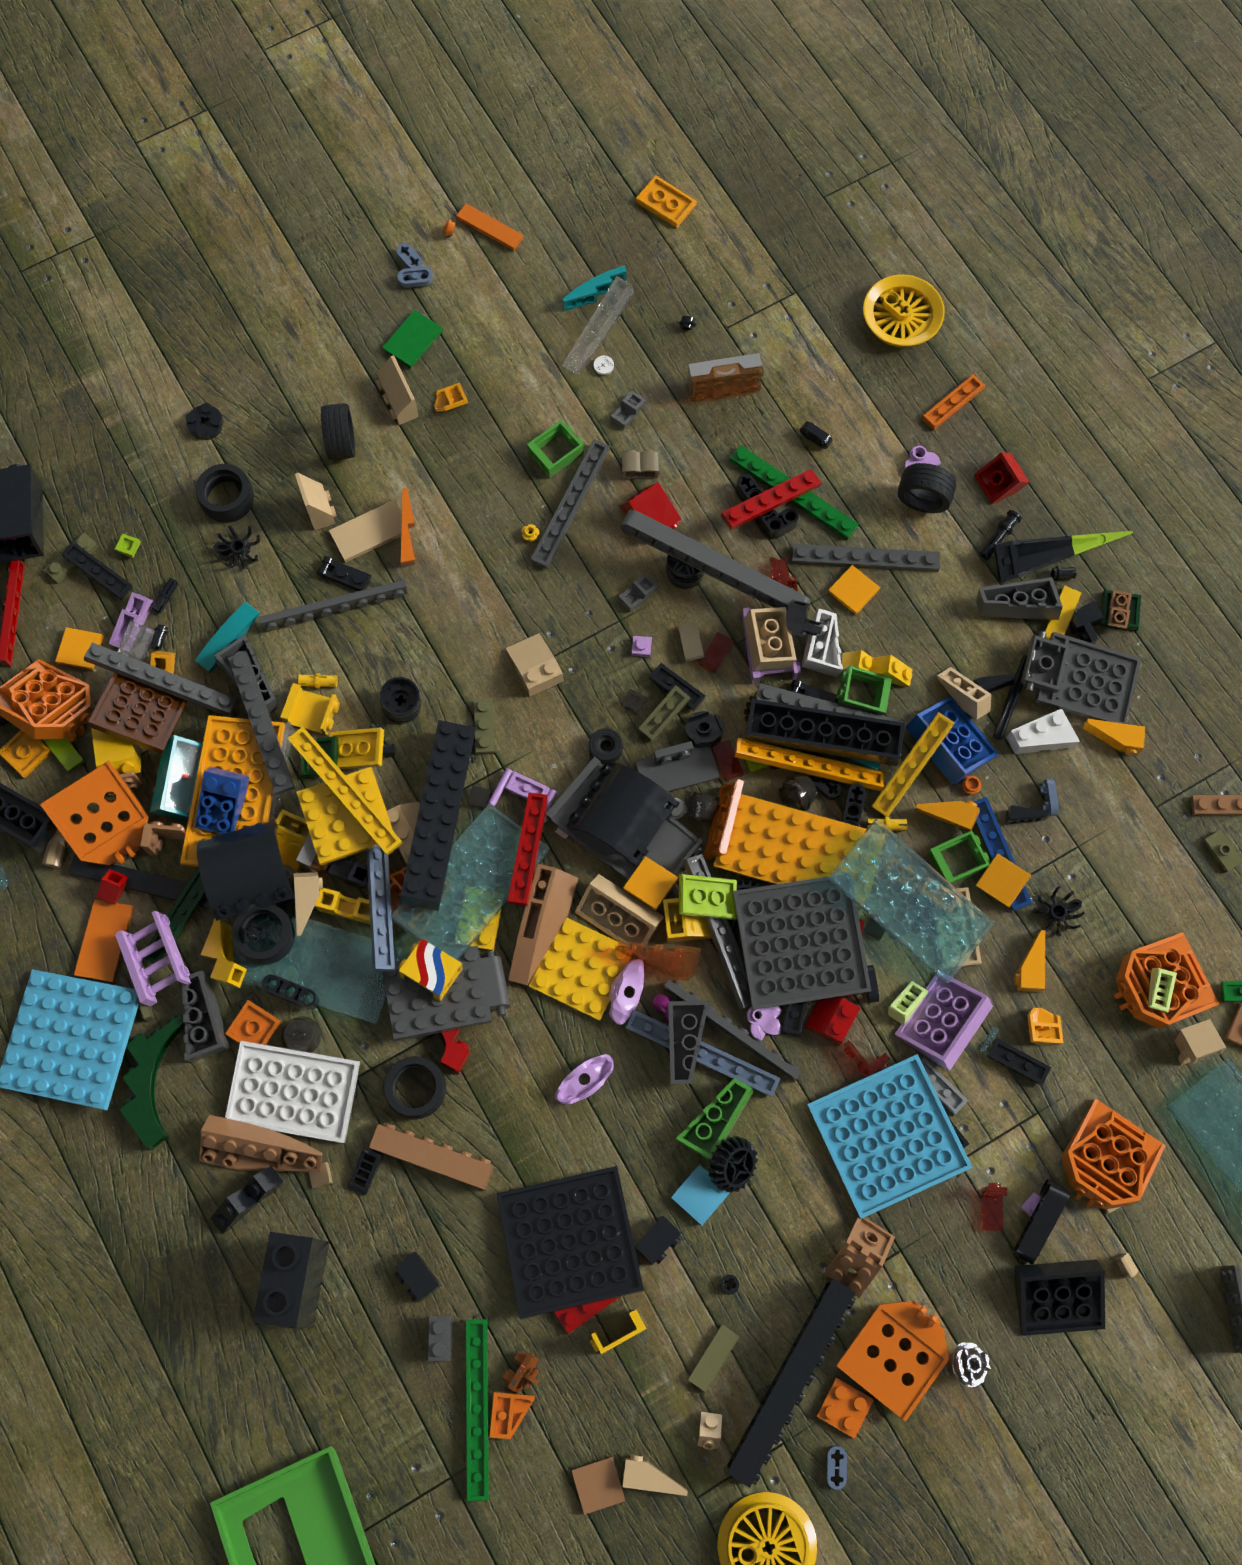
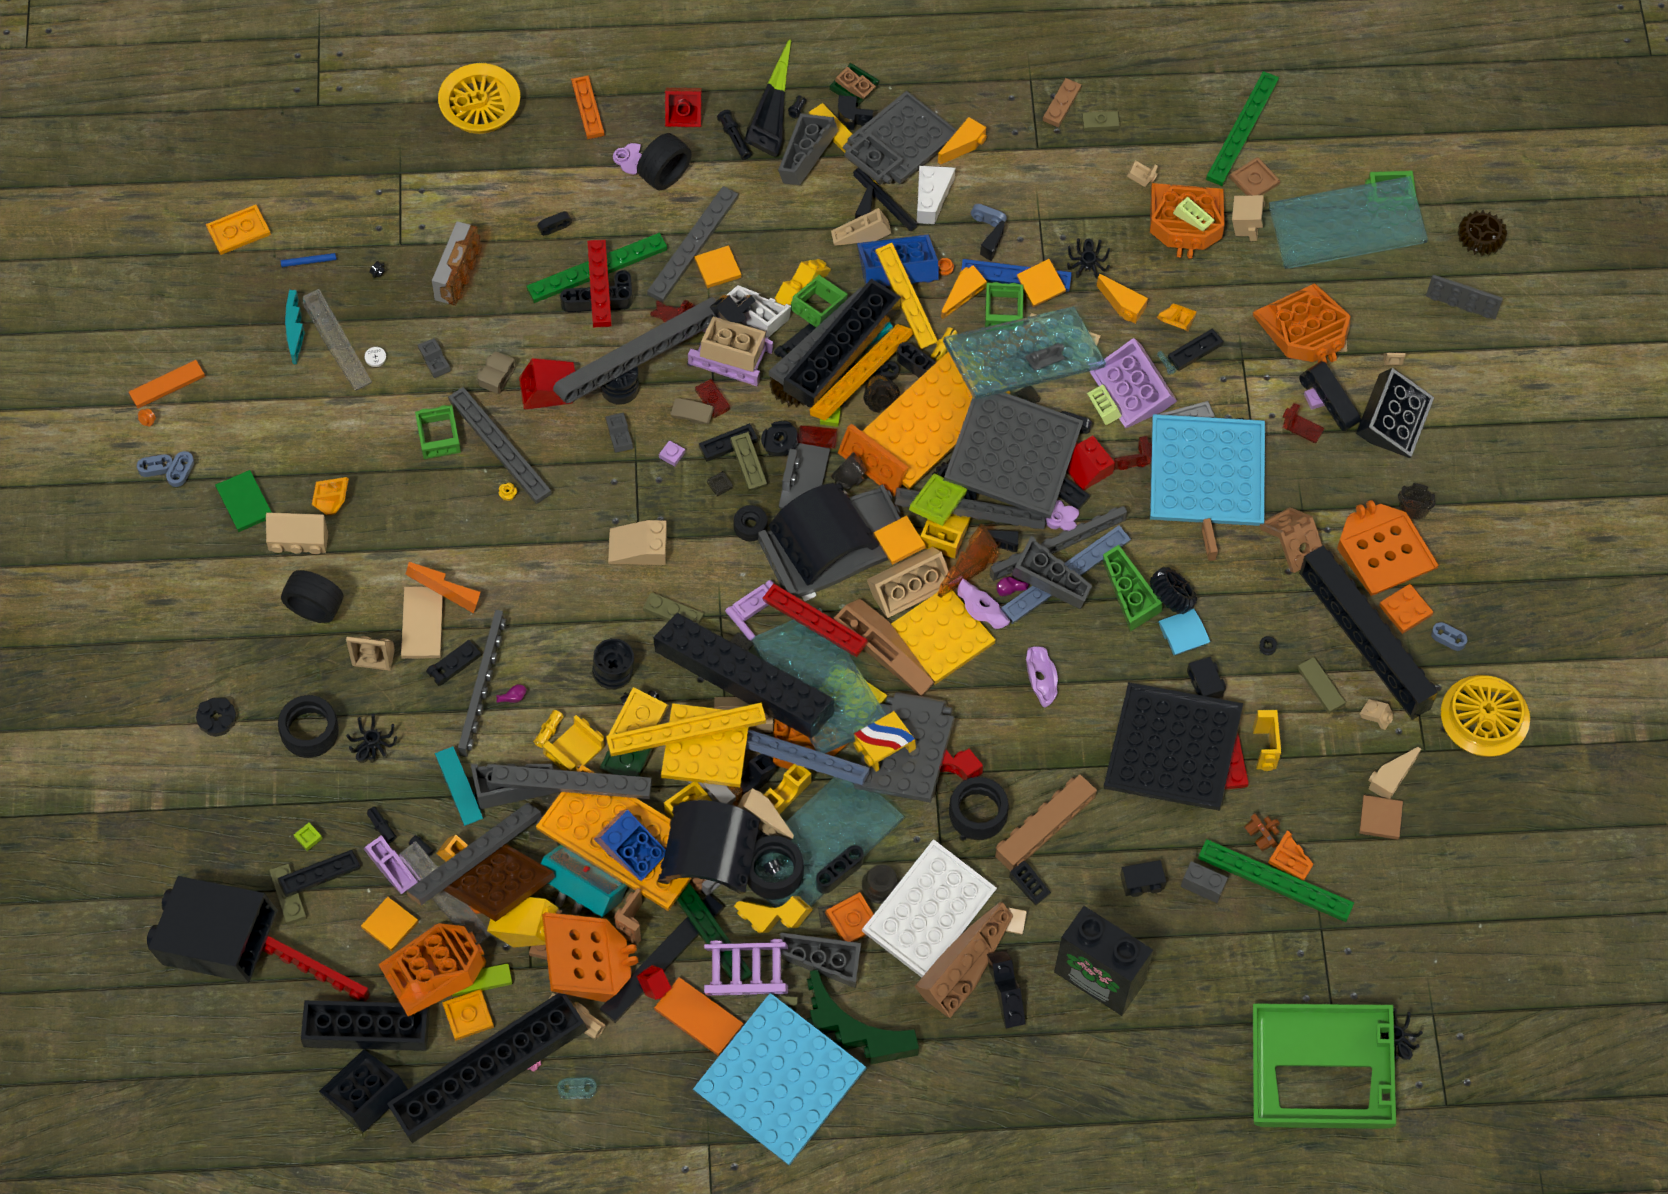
camera: 65 degrees left, 10 degrees down
(337, 637) = (514, 694): none -> magenta animal
(667, 267) = (308, 260): none -> blue bar
(708, 978) = (1005, 539): none -> black slope
(813, 1172) = (1209, 539): none -> medium nougat tile
(914, 922) = (1046, 356): none -> dark grey hinge
(1186, 918) = (1142, 174): none -> tan bracket

